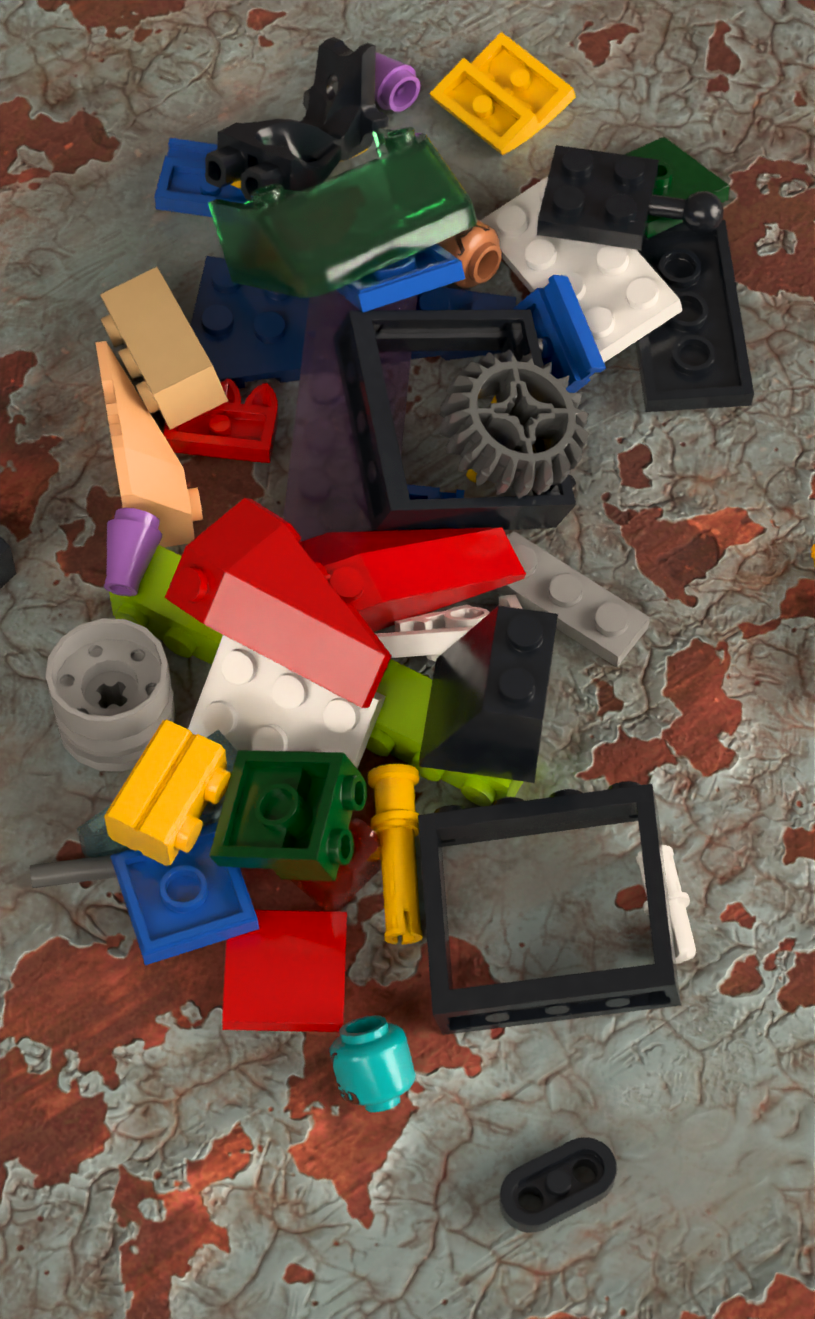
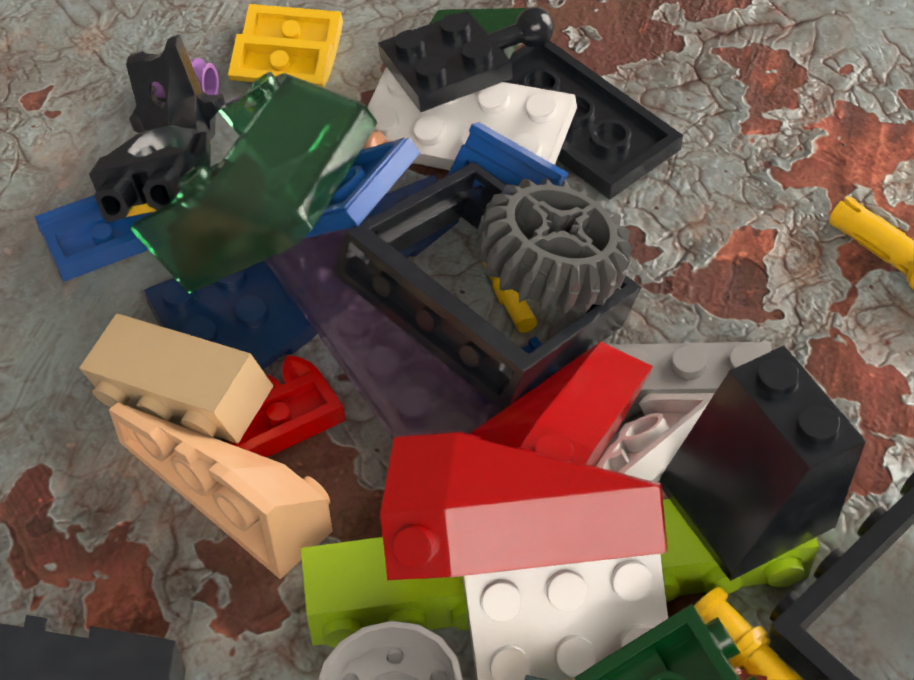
camera: 35 degrees left, 10 degrees down
(130, 547) = (304, 561): medium lavender cone -> none

